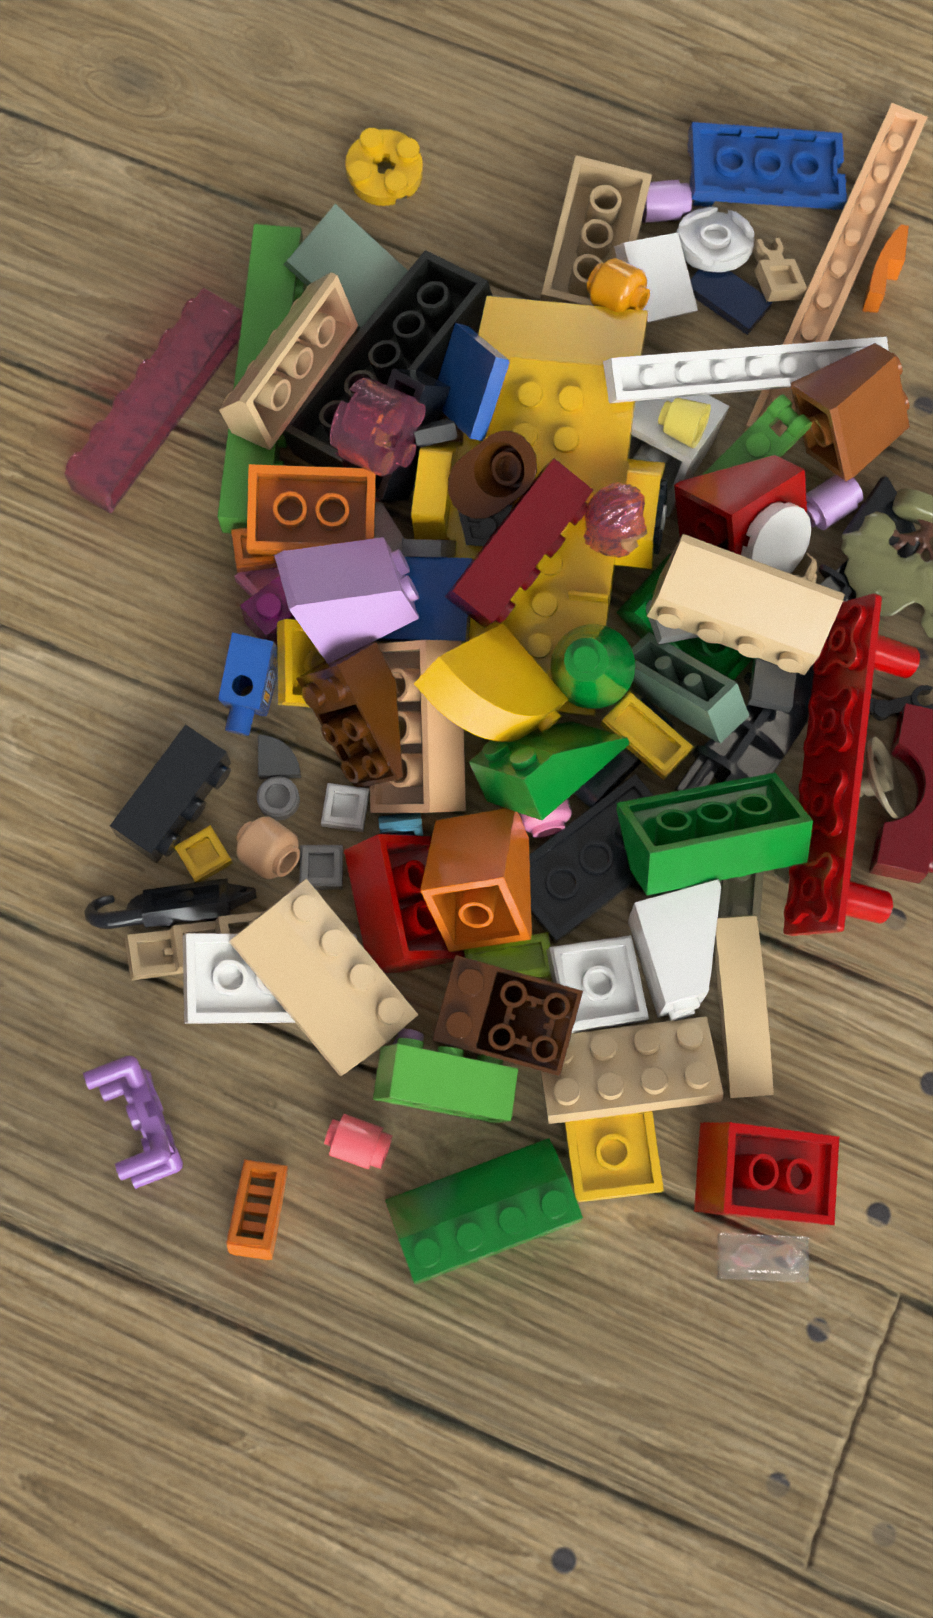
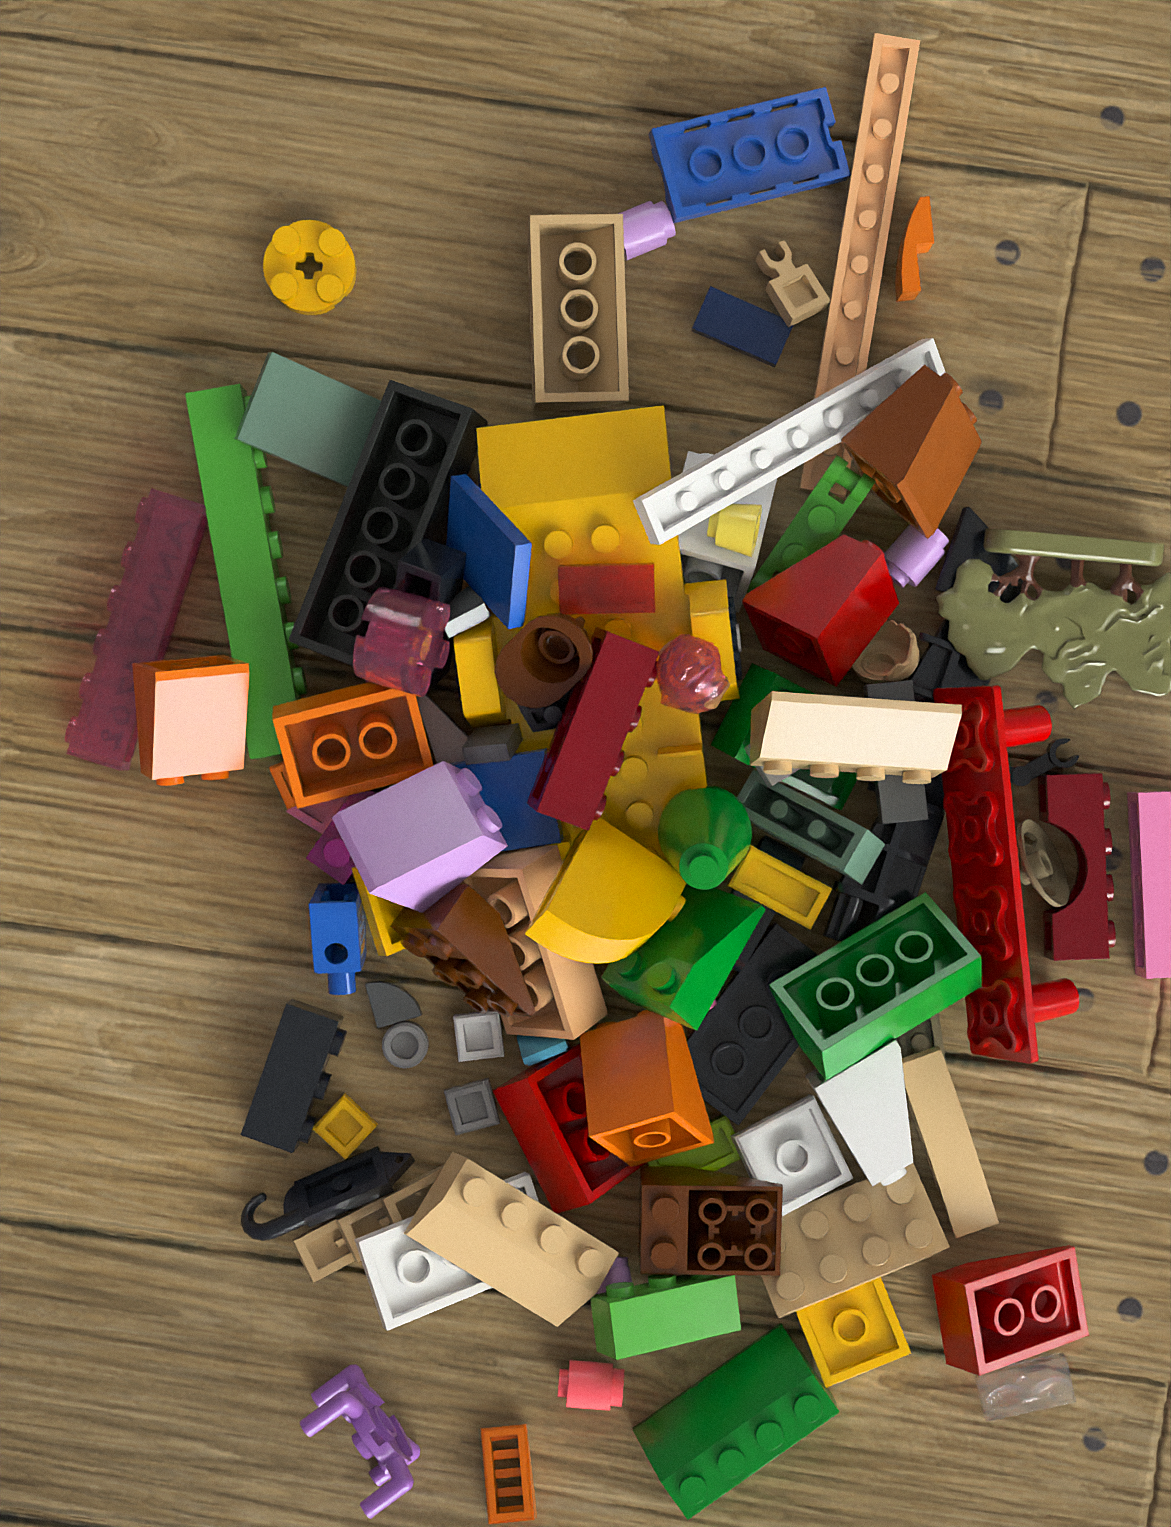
camera: 15 degrees left, 15 degrees up
(179, 465) = (191, 717): none -> slope
(267, 848) = (411, 1106): light nougat head -> none
(290, 363) = (278, 569): tan slope -> none
(564, 436) = (607, 588): none -> clear red tile
(618, 286) = (622, 382): light orange head -> none
(665, 272) = (658, 341): white tile -> none
(715, 239) = (711, 263): white tile -> none
(779, 536) = (868, 634): white tile -> none

